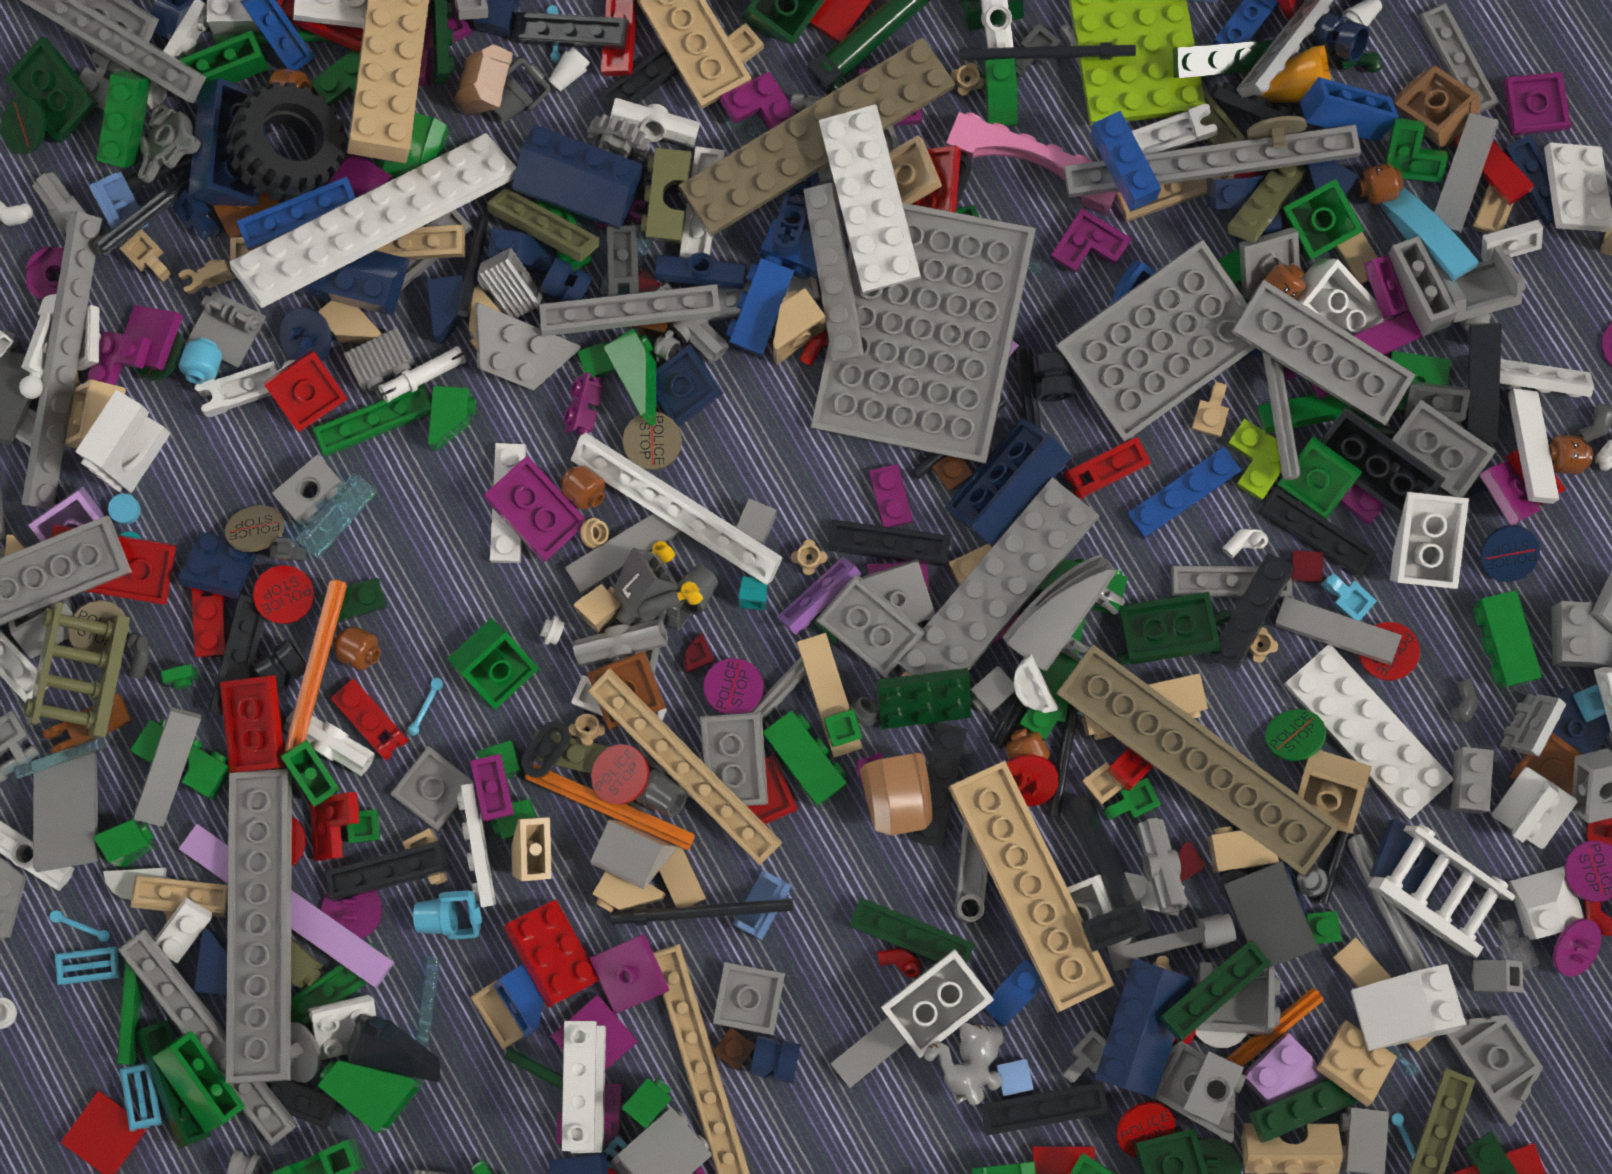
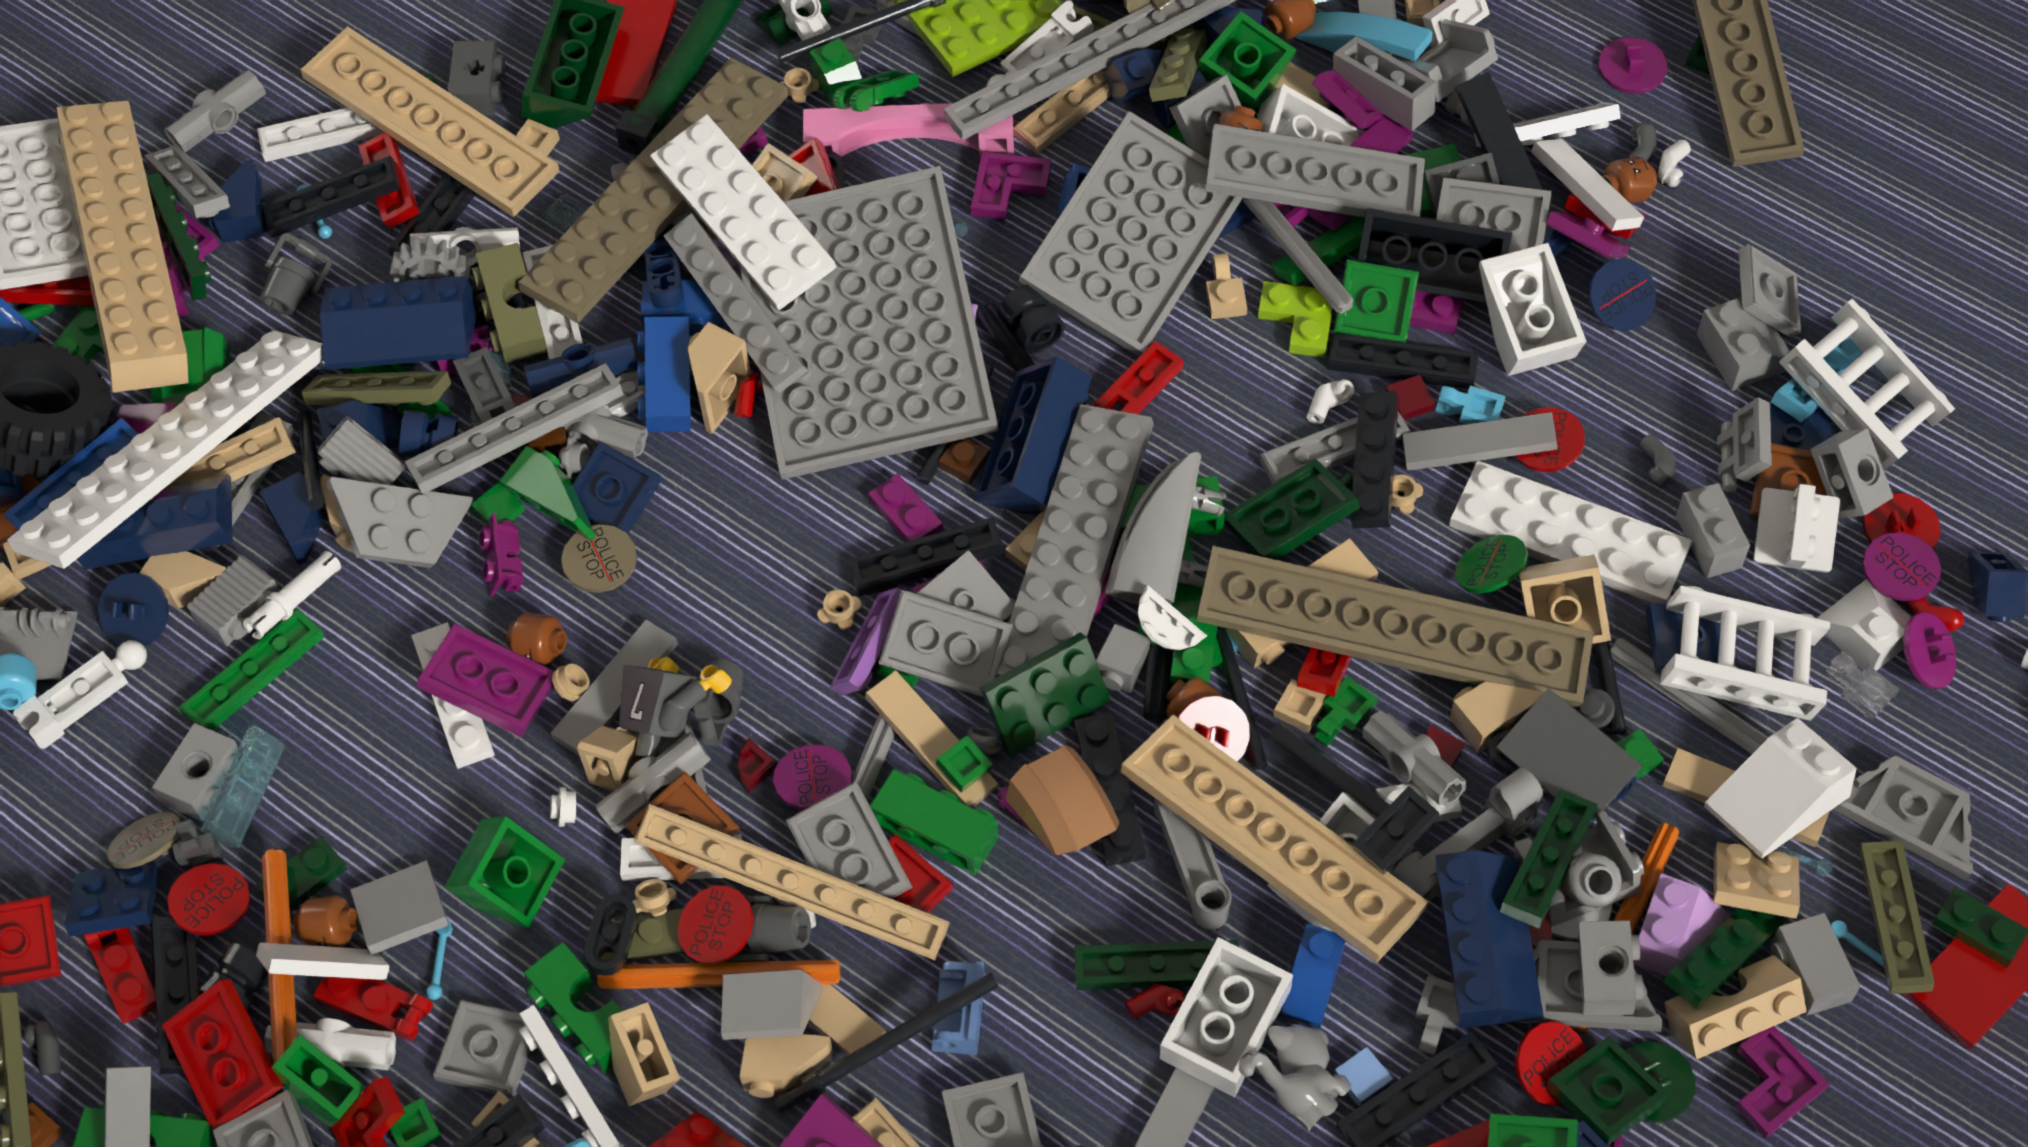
camera: 20 degrees left, 20 degrees down
(180, 676) = (107, 1046): green plate -> none
(305, 390) = (153, 665): red plate -> none
(343, 683) = (322, 961): none -> white tile
(411, 658) = (399, 907): none -> light grey tile
(449, 414) = (343, 624): green slope -> none
(483, 80) = (247, 272): medium nougat slope -> none
(492, 787) = (560, 1000): magenta plate -> none
(568, 69) = (345, 234): white cone -> none
(677, 509) = (662, 612): white plate -> none
(752, 594) = (789, 665): teal piece -> none
(757, 96) = (570, 183): magenta plate -> none
(757, 520) = (760, 596): light grey brick -> none
(1022, 116) = (873, 90): none -> green hinge
(1125, 161) = (1007, 72): blue brick -> none
(1183, 492) = (1235, 380): blue plate -> none
(1236, 1020) = (1592, 880): none -> light grey head
(1497, 976) = (1860, 717): light grey brick -> none
(1507, 640) = (1669, 379): green brick -> none

